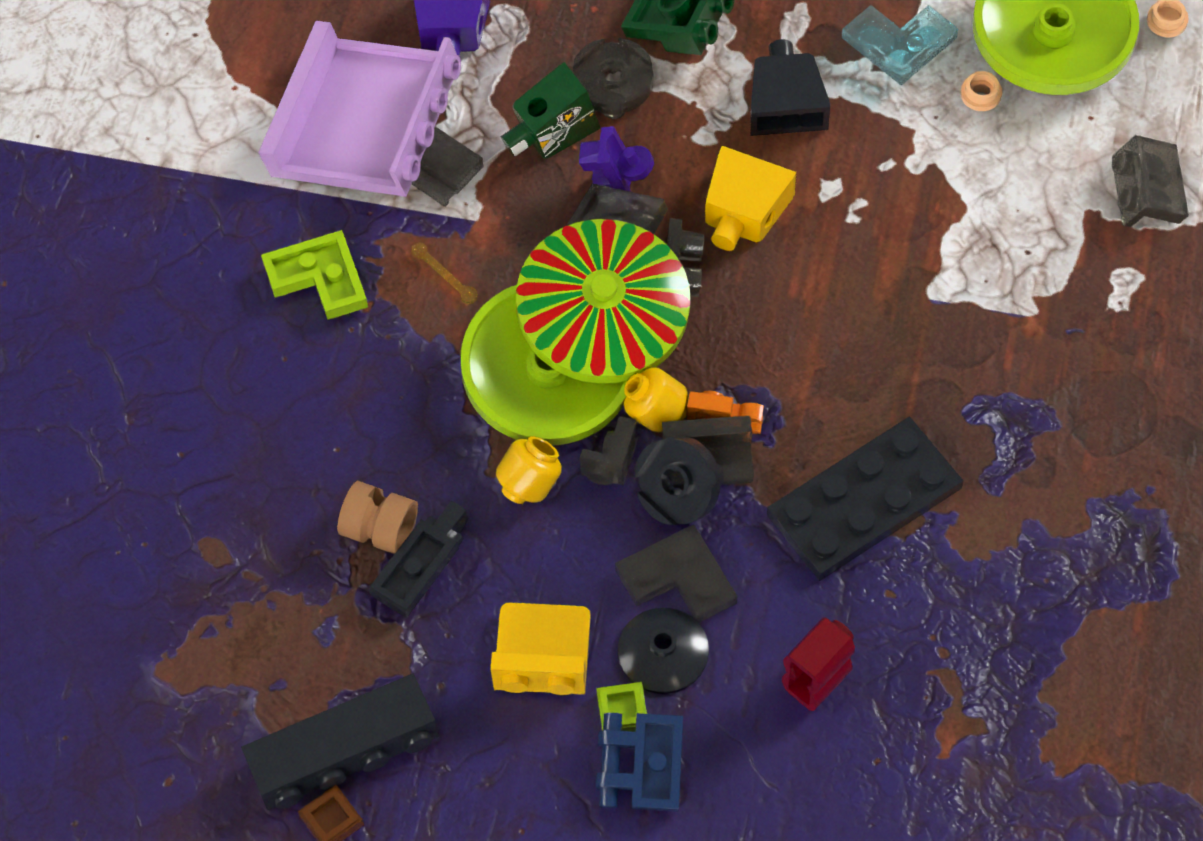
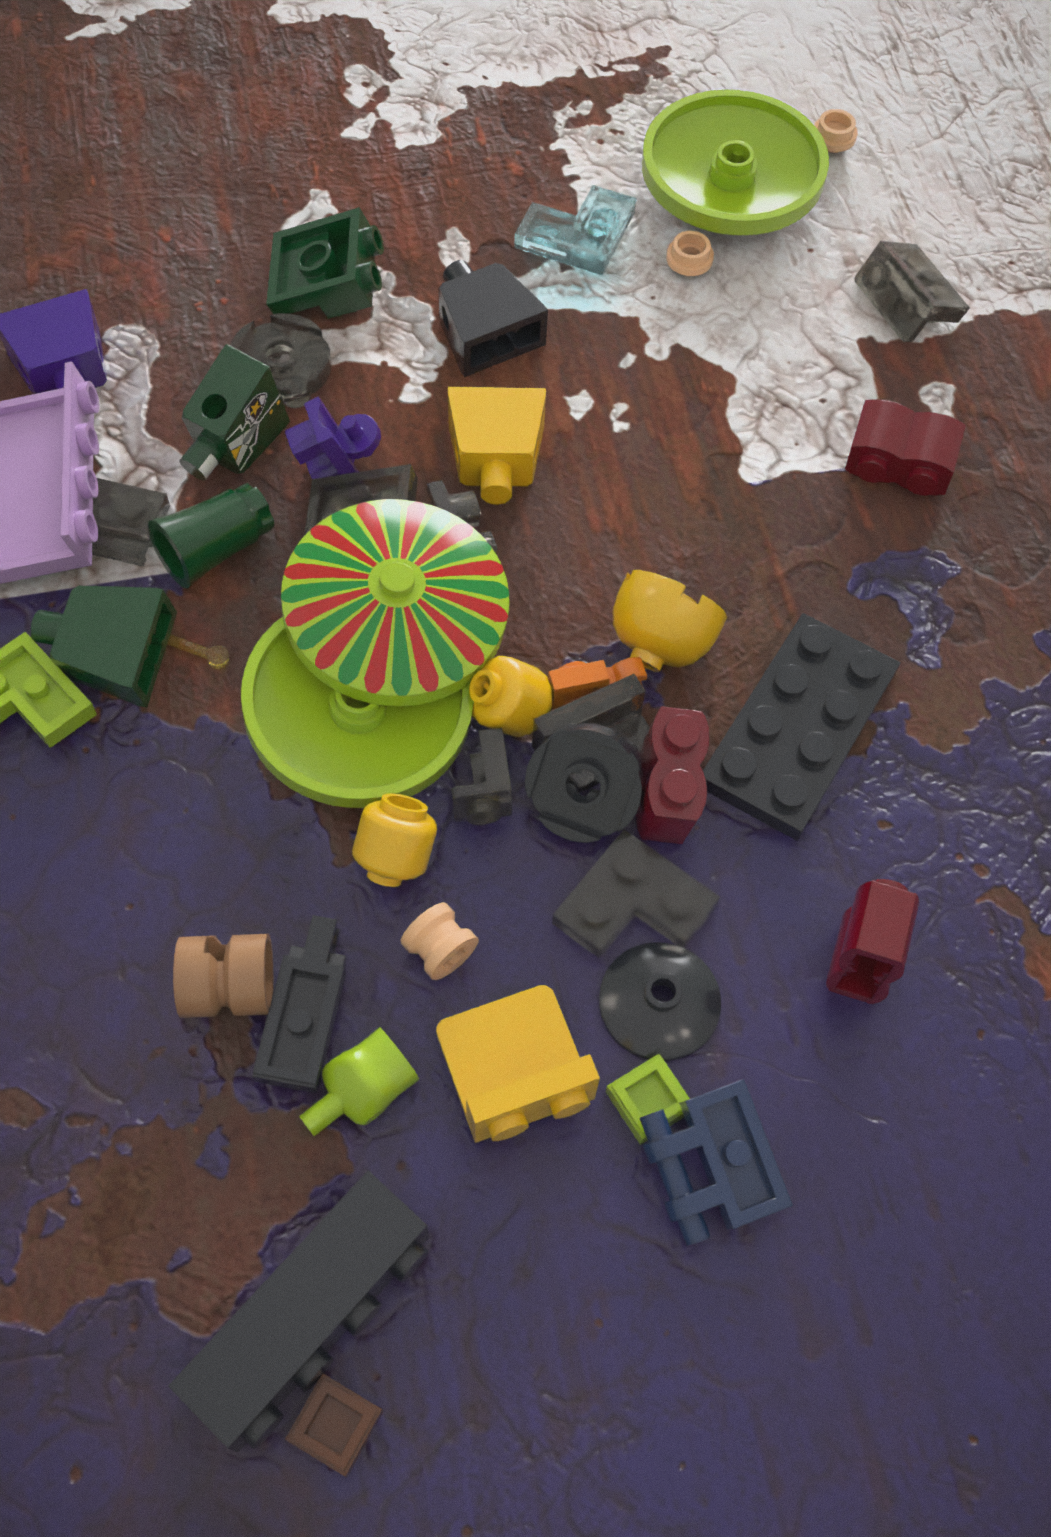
camera: 30 degrees left, 0 degrees up
(397, 256) = (110, 638): none -> dark green torso
(437, 622) = (361, 1083): none -> lime piece
(500, 199) = (209, 532): none -> dark green plant
(529, 550) = (439, 941): none -> light nougat wheel
(737, 504) = (673, 776): none -> dark red brick
(794, 387) = (663, 622): none -> yellow cylinder
(1062, 315) = (905, 447): none -> dark red brick

